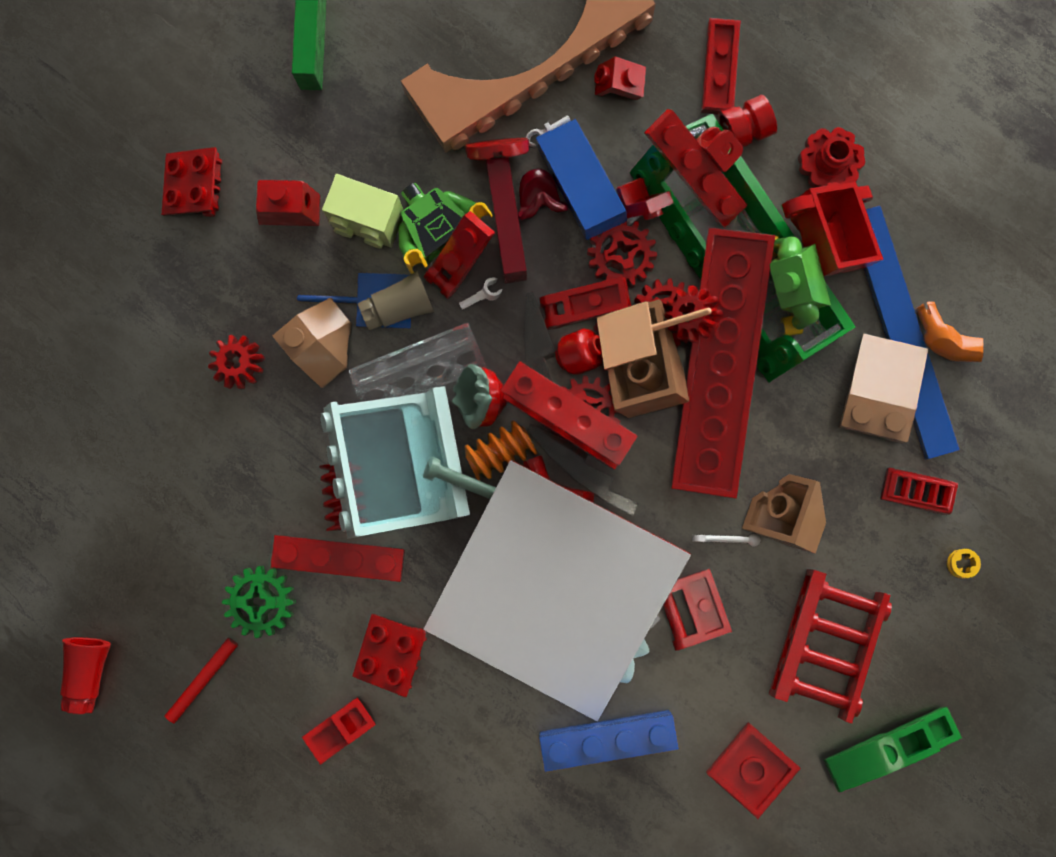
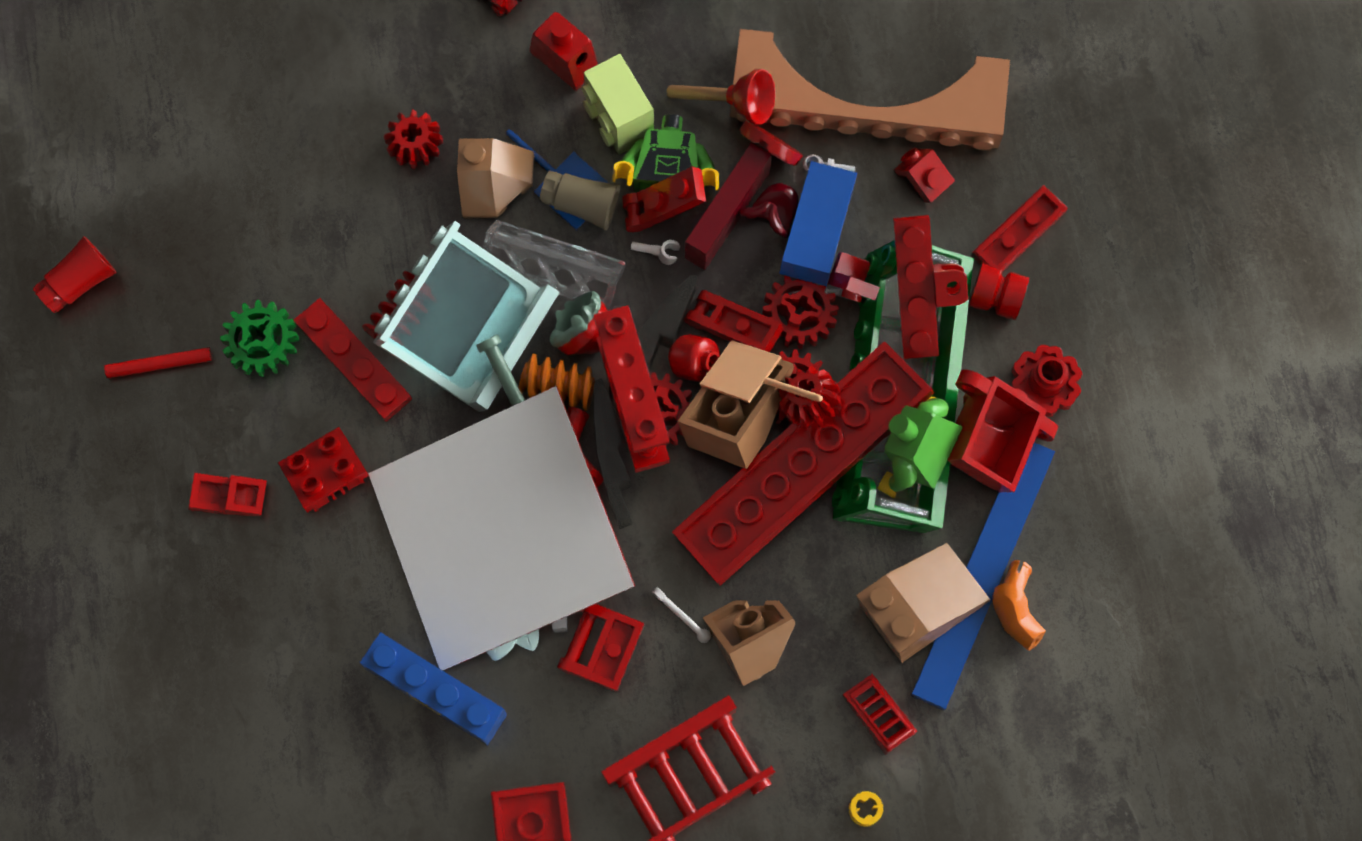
camera: 35 degrees right, 10 degrees down
(456, 127) = (751, 95): none -> red piece

